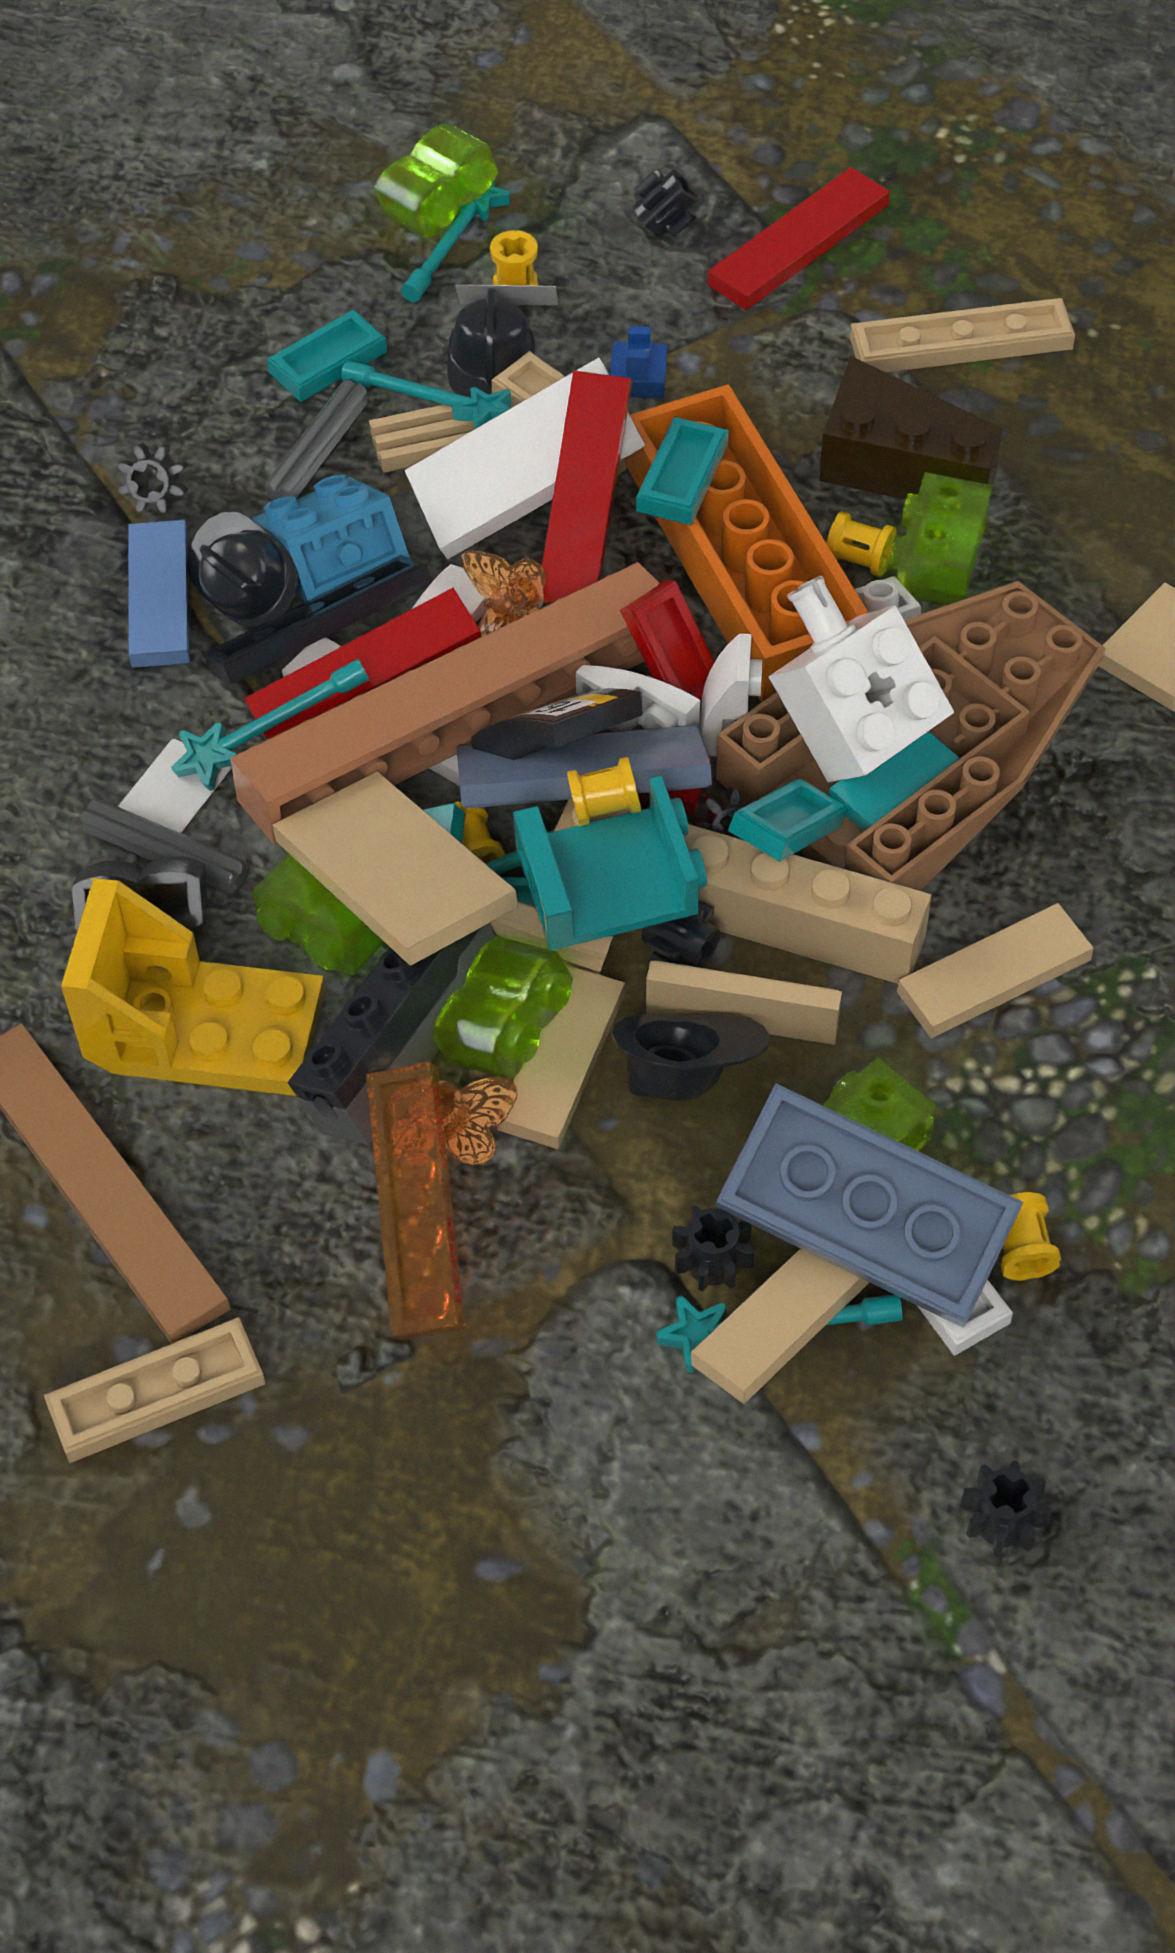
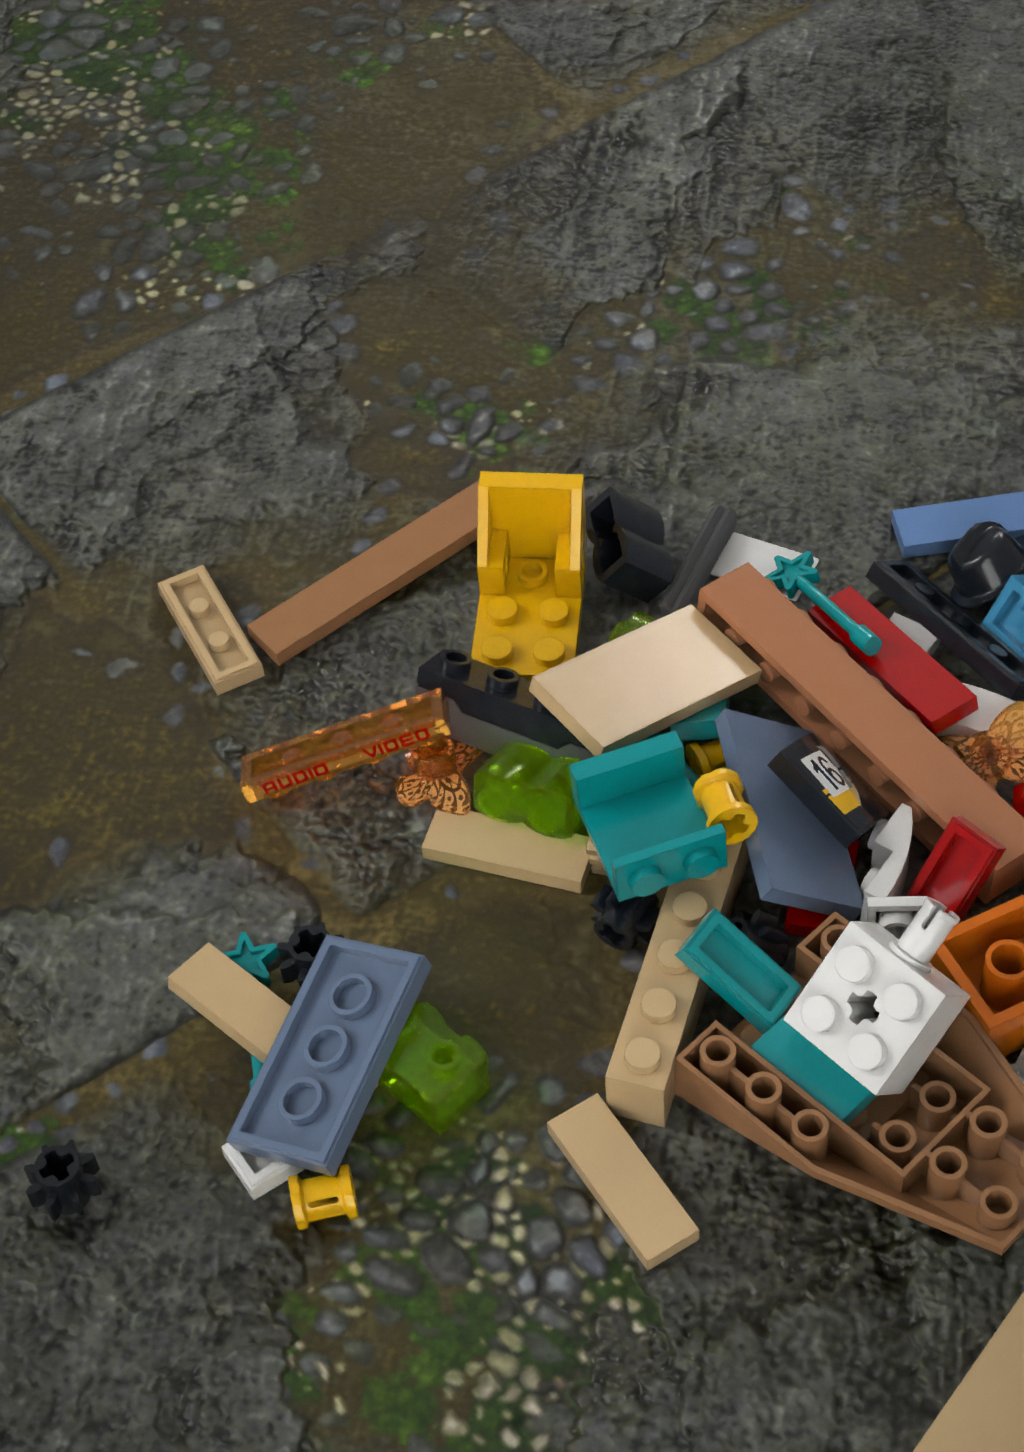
camera: 90 degrees right, 5 degrees down
(685, 1053) = (501, 917): black piece -> none
(778, 1005) = (560, 969): tan tile -> none

